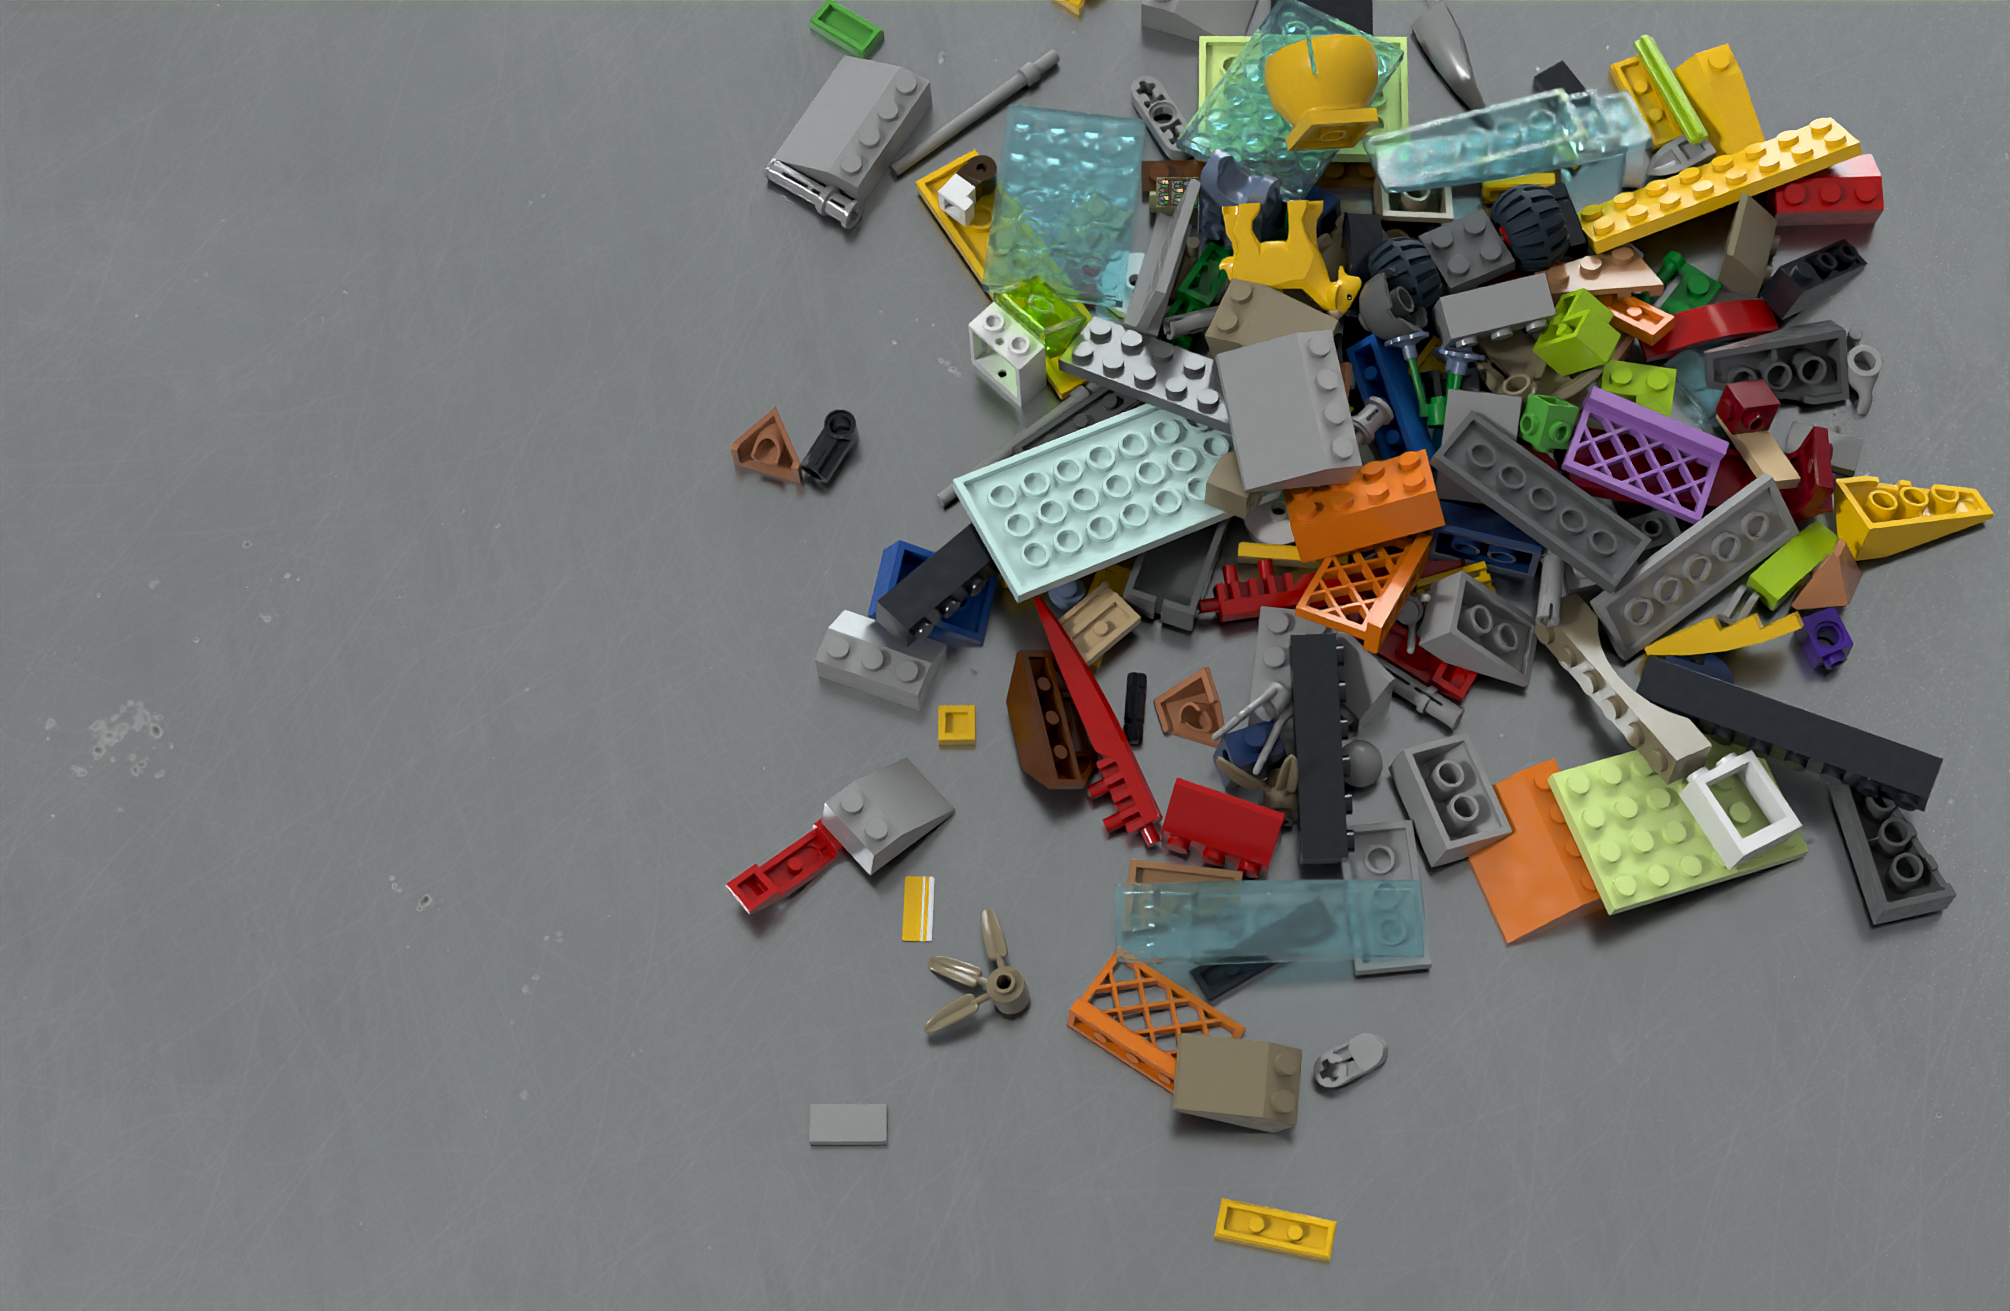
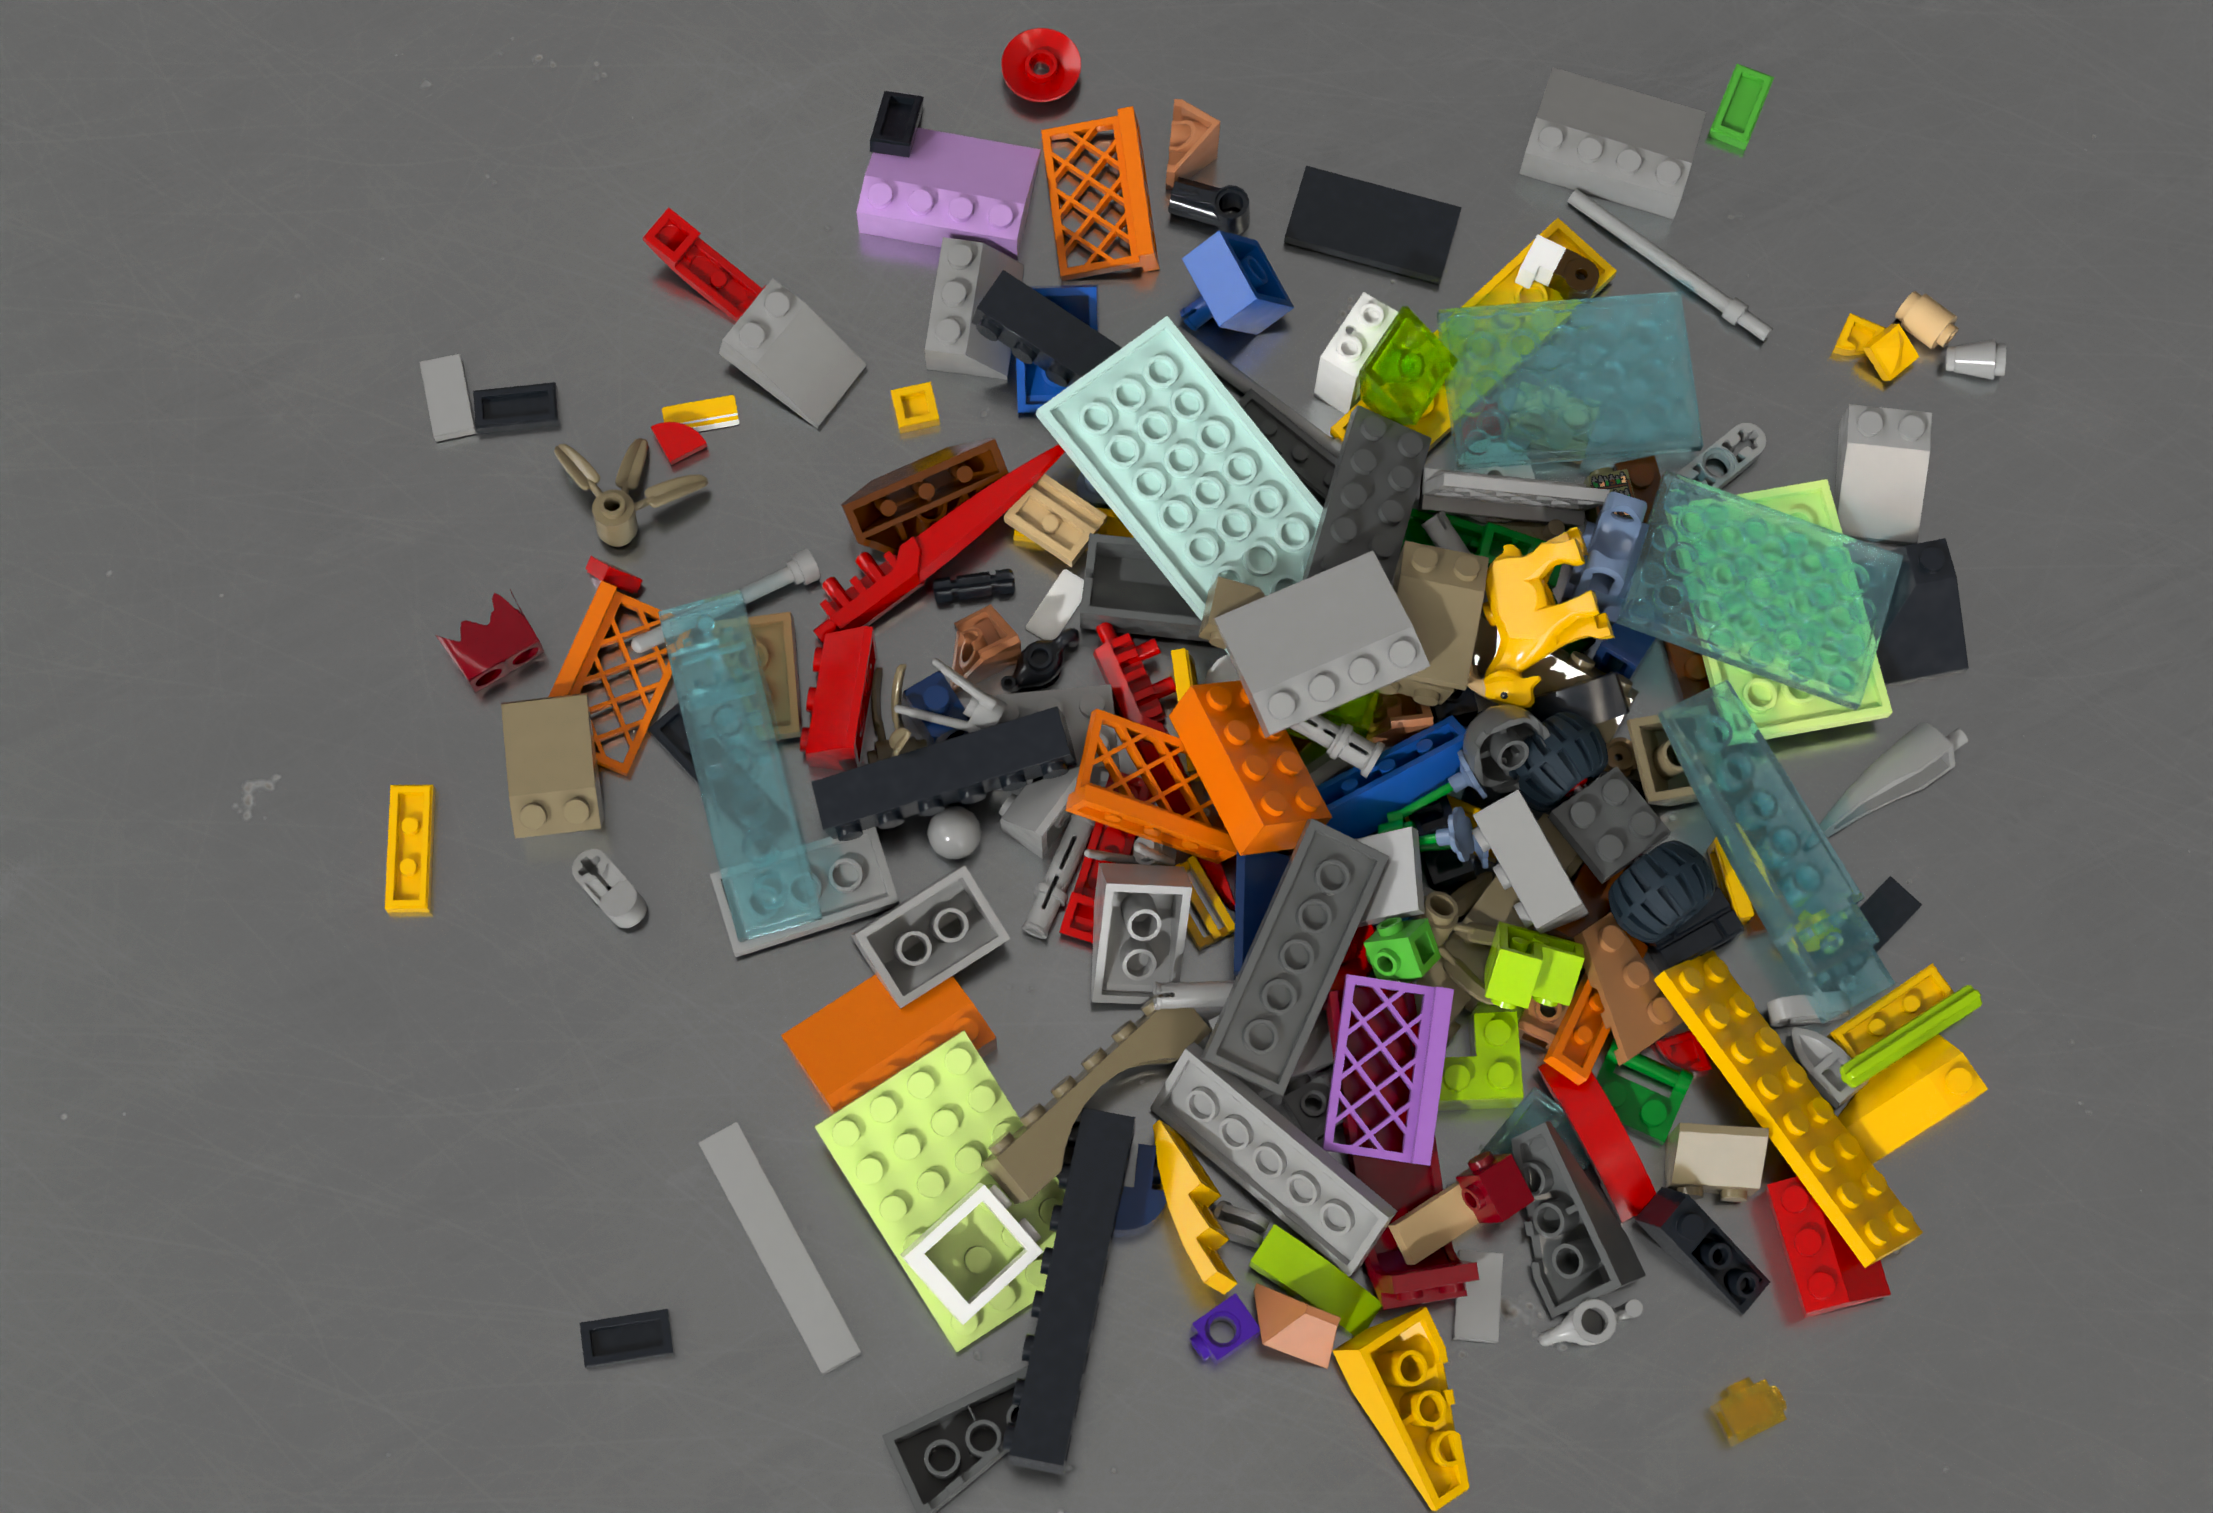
camera: 70 degrees right, 5 degrees up
(659, 540) = (1037, 50): none -> red dish
(686, 684) = (896, 124): none -> black tile
(758, 655) = (950, 190): none -> lavender slope
(798, 502) = (1134, 200): none -> orange fence
(827, 199) = (1513, 131): light grey pin -> none
(873, 1065) = (516, 408): none -> black tile
(879, 327) = (1372, 224): none -> black tile
(919, 436) = (1234, 285): none -> blue brick
(941, 929) = (678, 440): none -> red tile
(1056, 1007) = (613, 575): none -> red tile
(1088, 845) = (798, 570): none -> light grey piece
(1106, 1125) = (495, 648): none -> dark red piece
(1166, 646) = (1057, 606): none -> white sticker
(1222, 664) = (1041, 662): none -> black piece
(1326, 106) = (1752, 605): yellow plate -> none
(1651, 250) = (1684, 1052): none -> red tile
(1694, 978) = (780, 1248): none -> light grey tile
(1754, 1118) = (627, 1338): none -> black tile
(1947, 274) = (1749, 1410): none -> clear yellow brick

